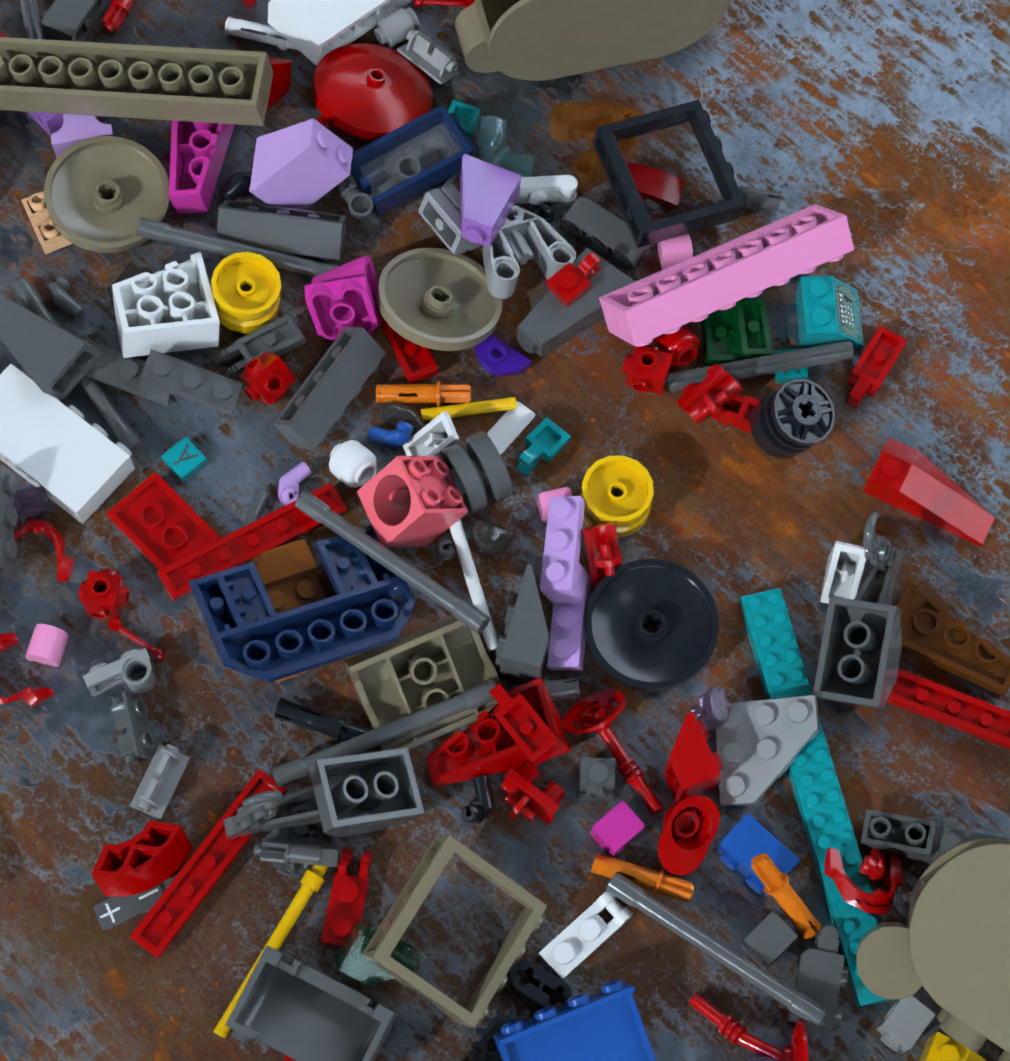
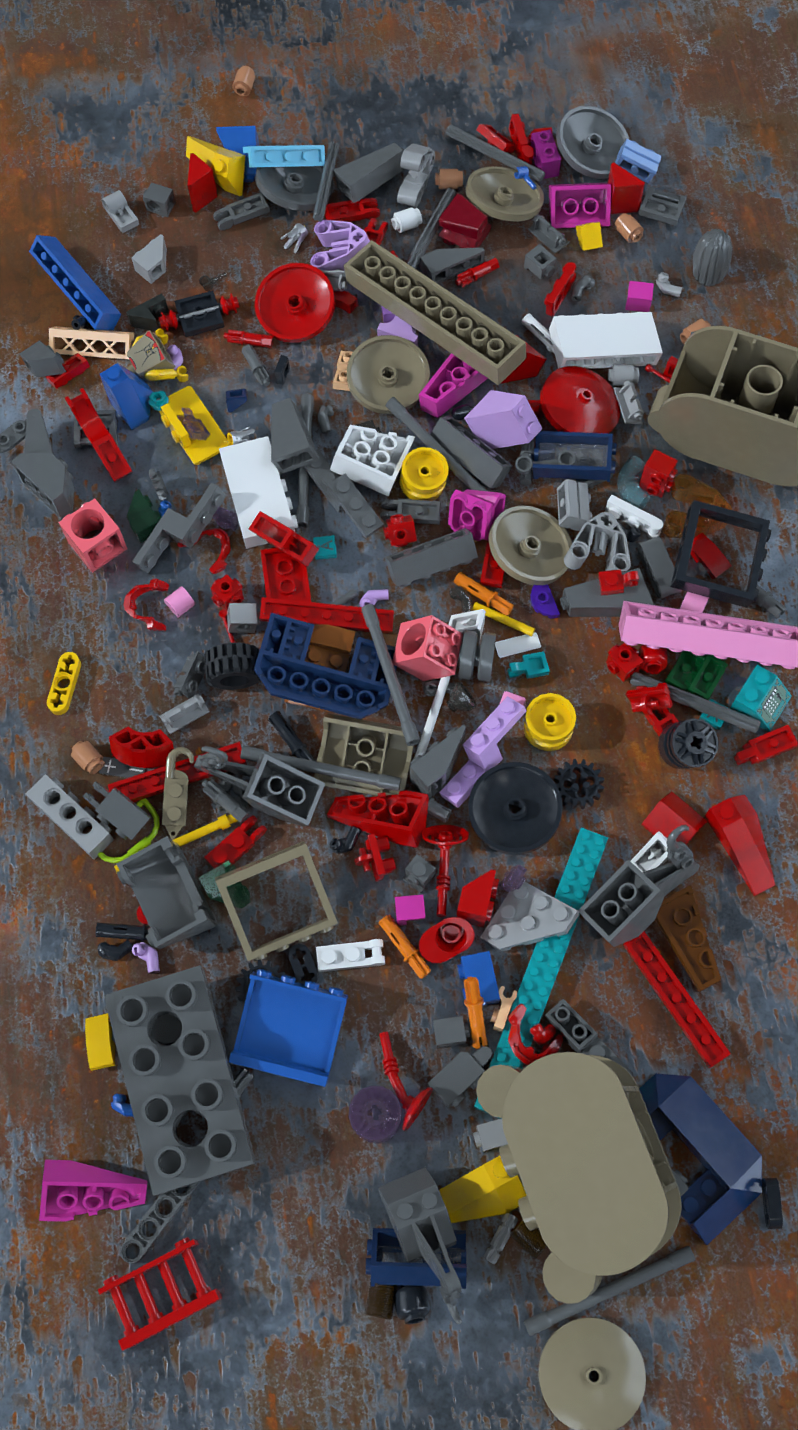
camera: 40 degrees right, 0 degrees up
(76, 920) = (87, 757): none -> nougat brick
(108, 676) = (200, 639): light grey plate -> none
(129, 479) = (283, 538): none -> red slope
(147, 612) = (242, 618): none -> light grey brick
(163, 1025) = (45, 791): none -> light grey brick
(173, 958) = (118, 811): none -> dark grey hinge
(184, 680) = (231, 666): none -> black tyre
(226, 988) = (145, 842): none -> lime piece
(227, 887) = (175, 793): none -> dark tan plate
(352, 463) = (413, 606): white head -> none
(392, 438) = (447, 608): blue arm -> none
(467, 116) = (625, 450): teal tile -> none
(485, 199) = (596, 503): medium lavender slope -> none
(524, 725) = (395, 814): red hinge -> none
(528, 121) = (658, 474): none -> red brick
(601, 551) = (516, 746): red hips -> none
(700, 528) = (587, 773): none -> black gear
(795, 1001) = (434, 1074): dark grey piece -> none
(812, 877) = (500, 1015): none -> light nougat plate
(834, 517) = (672, 813): none -> red slope

